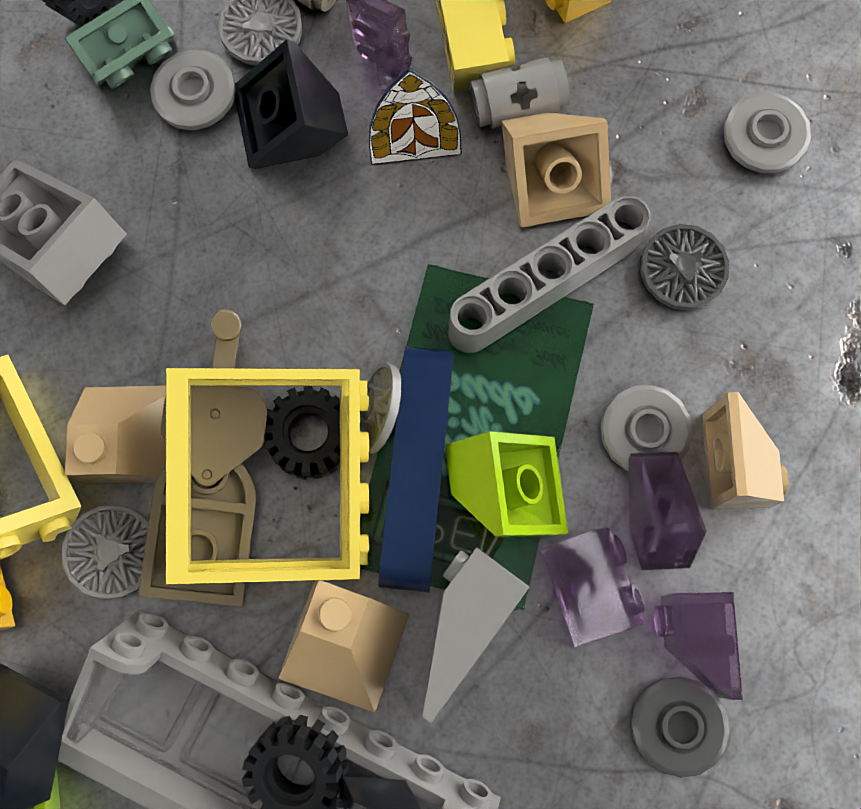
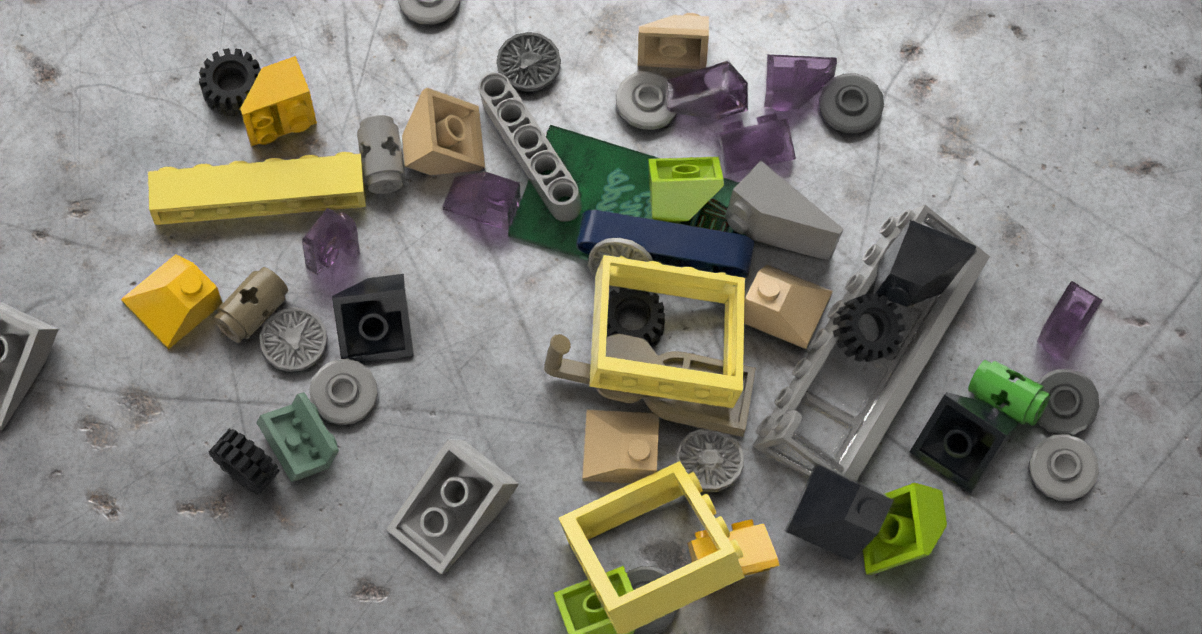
camera: 85 degrees left, 10 degrees down
(413, 122) = (400, 223): shield -> none
(467, 228) = (484, 198): none -> clear purple slope

